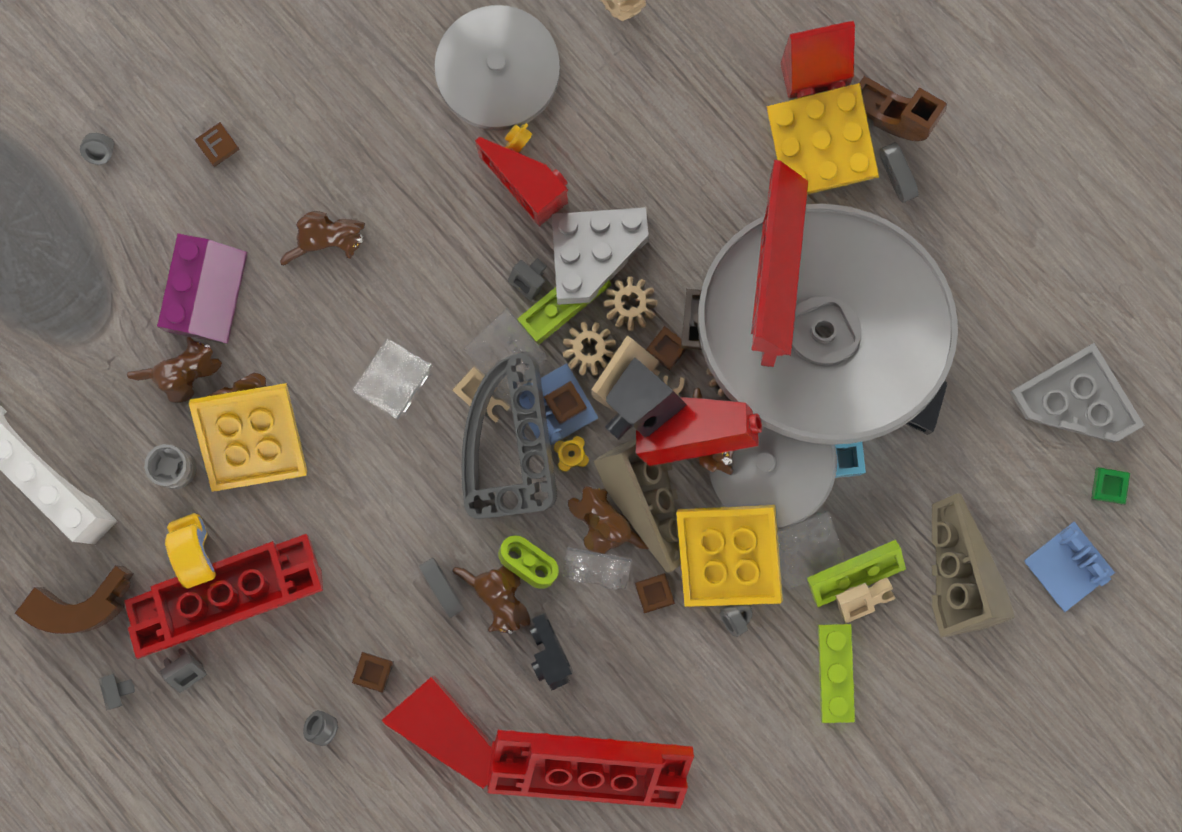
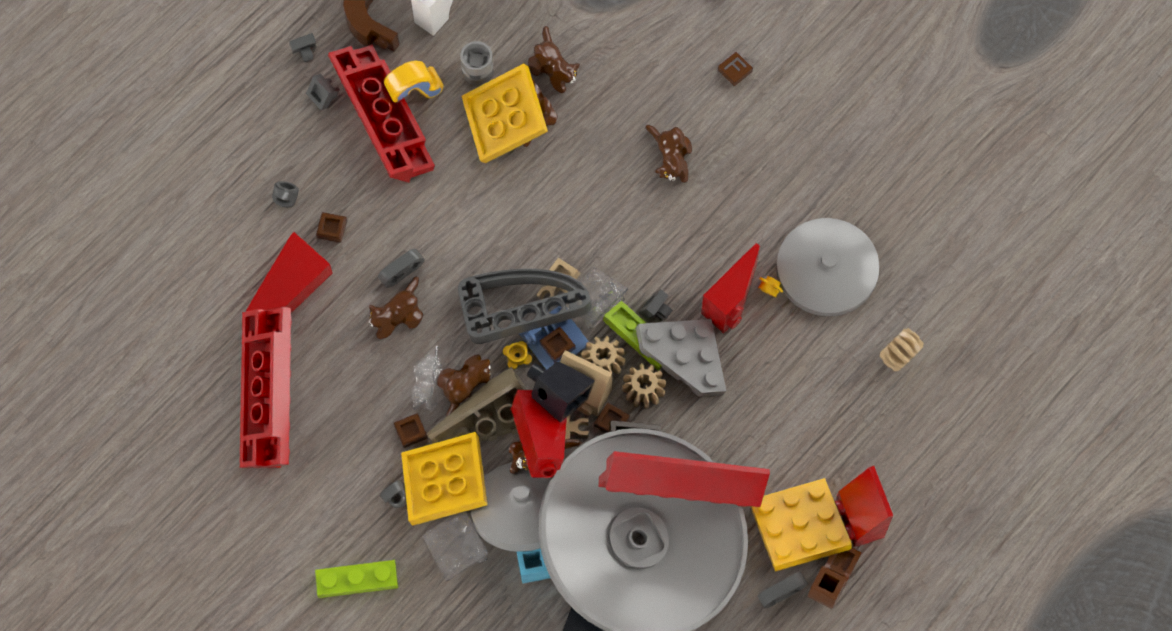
camera: 80 degrees right, 15 degrees down
(202, 289) = (617, 70): slope -> none
(393, 379) = (563, 215): clear hinge -> none
(529, 560) = (425, 330): lime plate -> none
(551, 662) = (351, 352): black plate -> none
(861, 600) = (416, 591): tan plate -> none
(862, 569) = (439, 585): lime plate -> none

